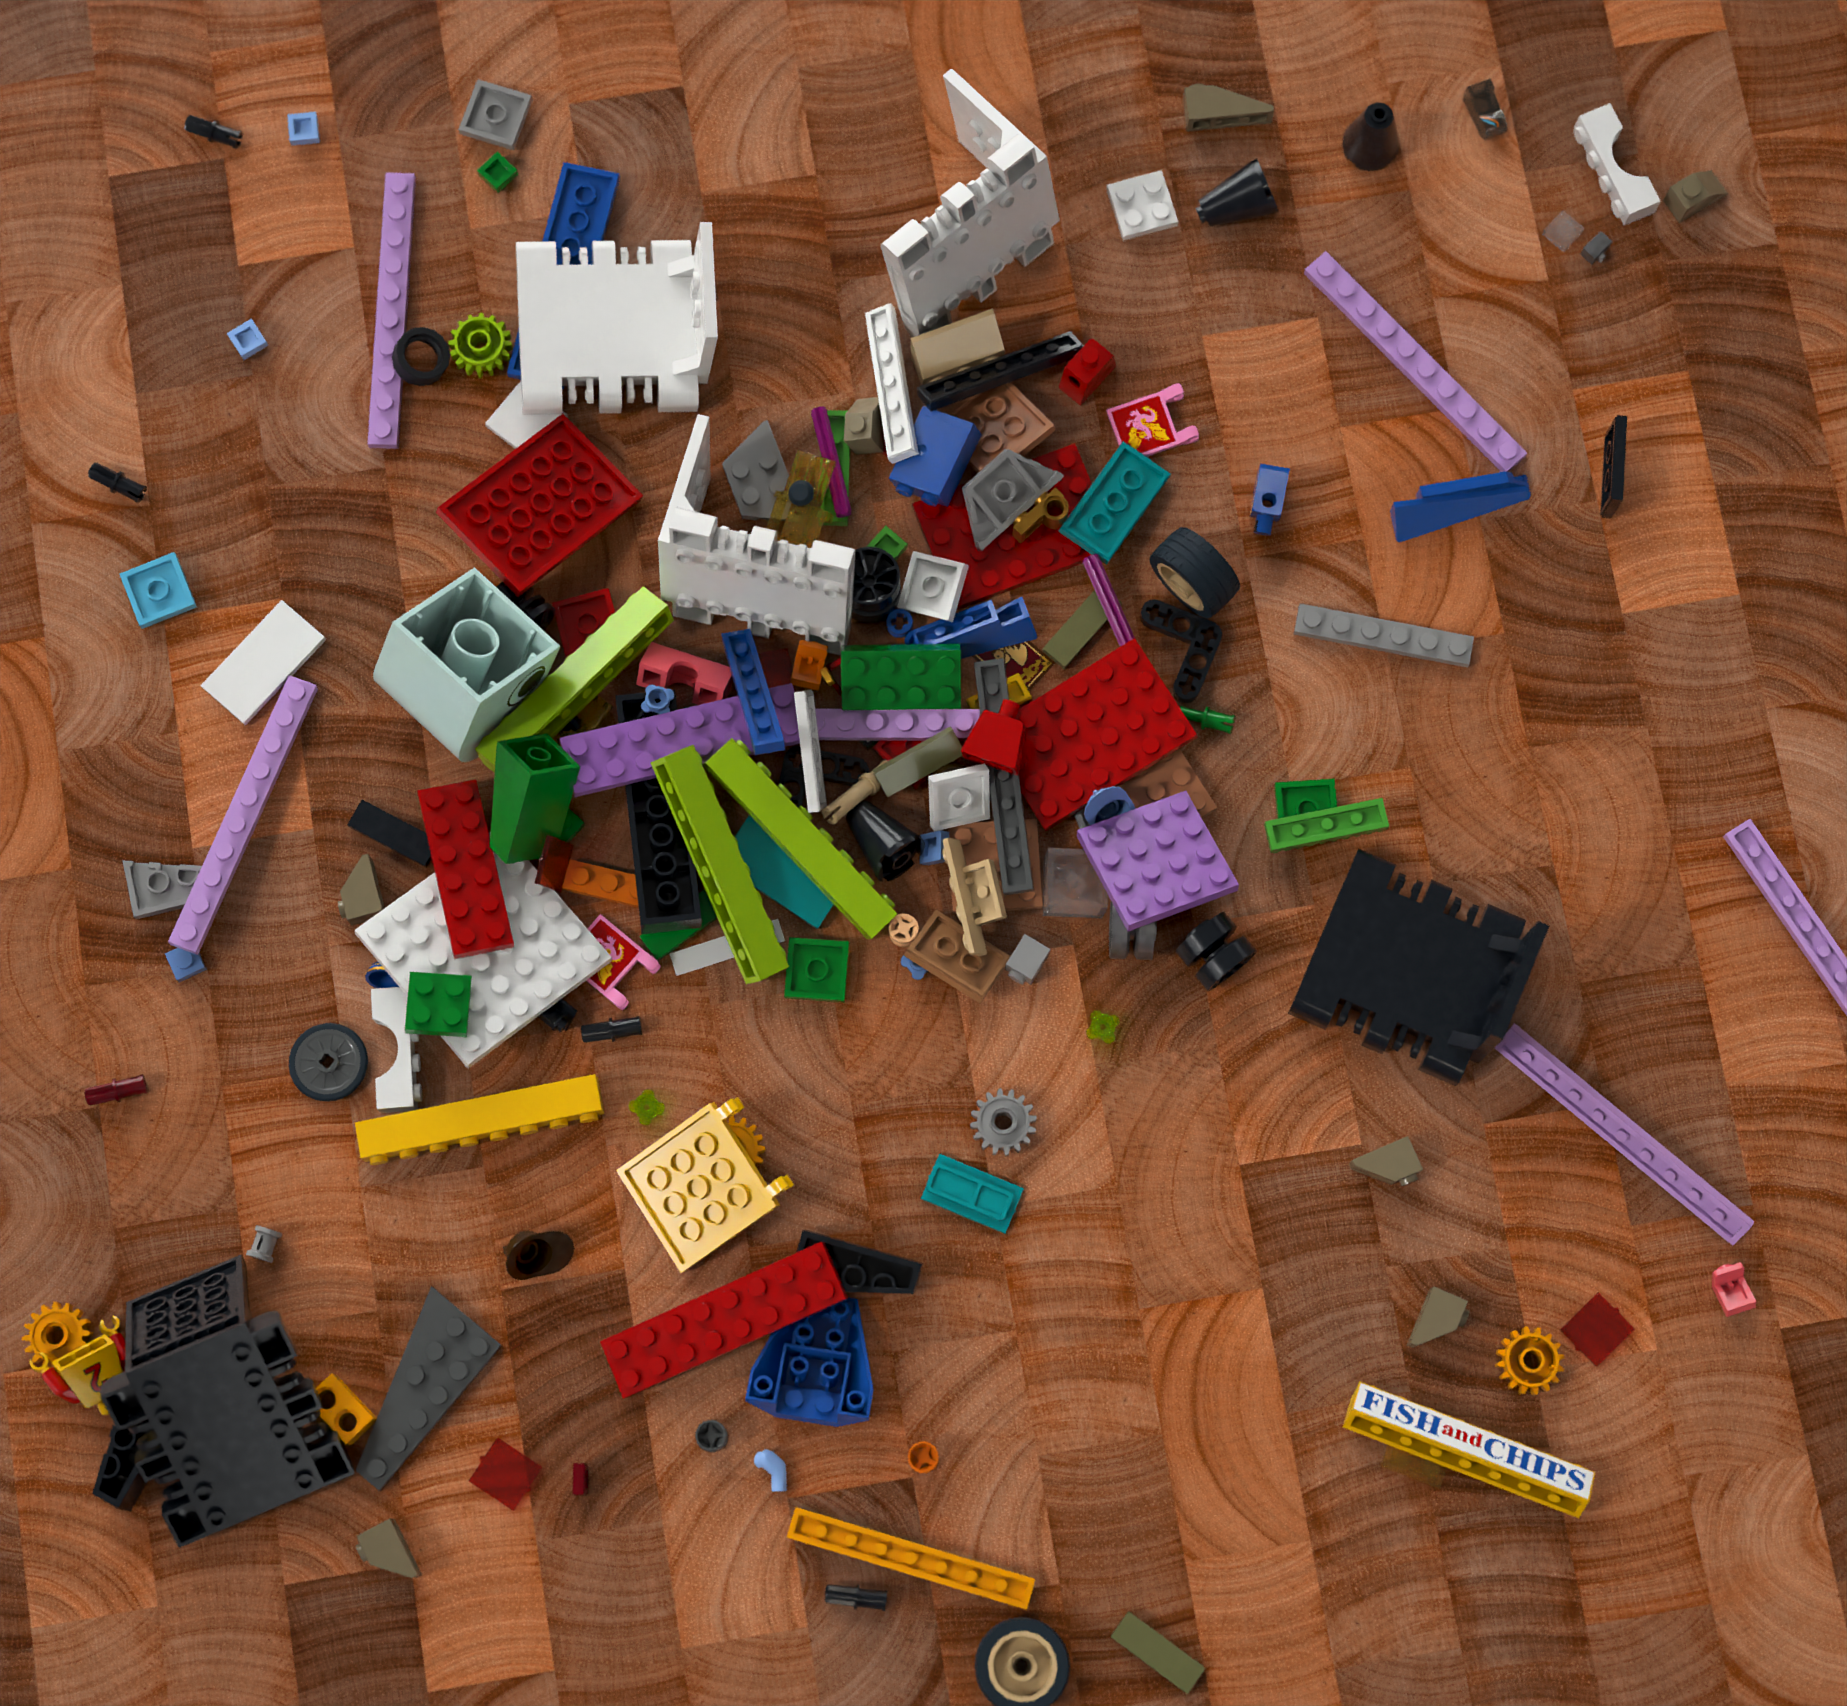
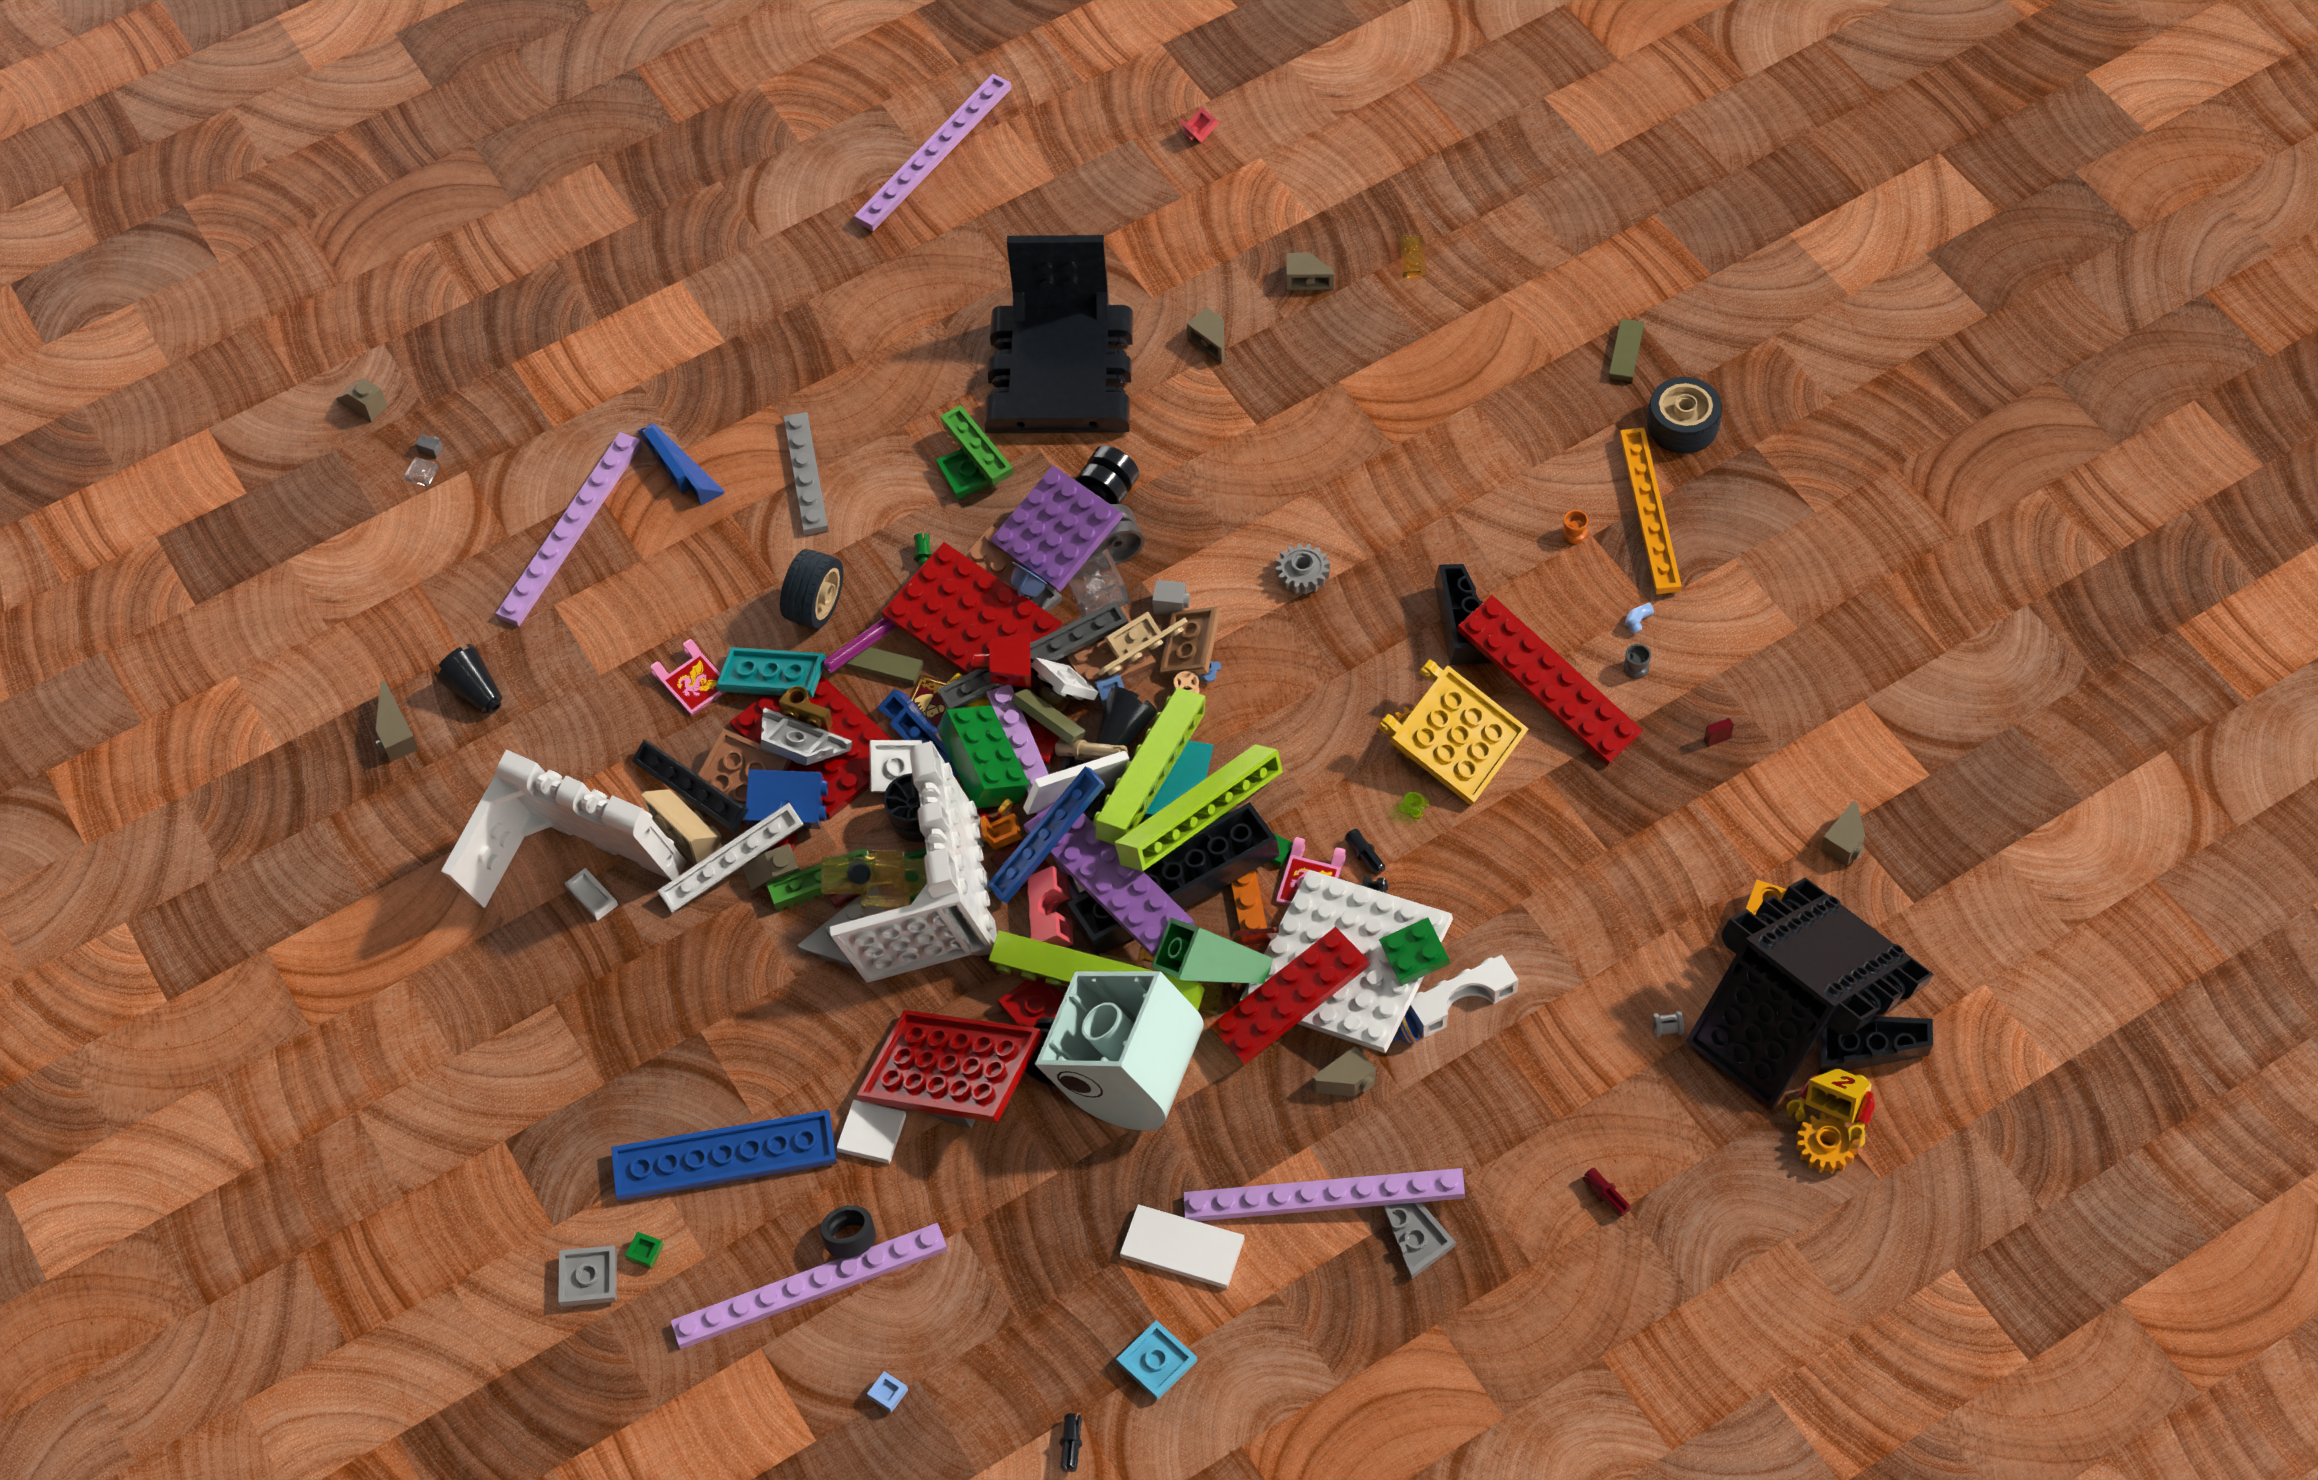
camera: 110 degrees left, 20 degrees down
(184, 963) = (1475, 1191): medium blue plate -> none
(303, 128) = (659, 1436): light blue plate -> none
(314, 1048) = (1493, 1059): dark grey wheel -> none
(391, 832) = (1283, 1079): black tile -> none
(435, 1370) = (1705, 867): dark grey wing -> none
(476, 331) = (811, 1179): lime gear -> none
(479, 1119) = (1486, 912): yellow brick -> none
(505, 1474) = (1743, 788): clear red piece -> none
(537, 1254) = (1568, 831): dark brown piece -> none
(616, 323) = (751, 1062): white bracket -> none
(654, 692) = (1081, 899): medium blue plate -> none
(709, 953) = (1272, 817): white sticker -> none
(815, 1370) = (1555, 606): blue wedge -> none
(816, 970) = (1245, 728): green plate -> none
(828, 451) = (811, 878): magenta axle -> none
(856, 1597) = (1696, 531): black axle -> none
(890, 542) = (873, 817): bright green plate -> none
(972, 1193) = (1365, 574): teal piece -> none
(1090, 369) = (665, 729): red torso -> none
(1105, 1019) = (1197, 531): clear neon green plate -> none
(1142, 205) = (489, 748): white plate -> none
(1191, 636) = (860, 589): black beam -> none
(1270, 486) = (724, 573): blue torso -> none
(1372, 138) = (383, 611): black cone -> none
(1469, 1449) = (1388, 225): brick -> none
(1485, 109) = (333, 550): clear smoke leg -> none
(1542, 1349) = (1307, 213): light orange gear -> none
(1597, 1329) = (1264, 191): clear red piece -> none
(1613, 467) = (613, 368): black tile -> none
(1624, 1135) = (1131, 191): lavender plate -> none
(1630, 194) = (333, 470): white arch -> none

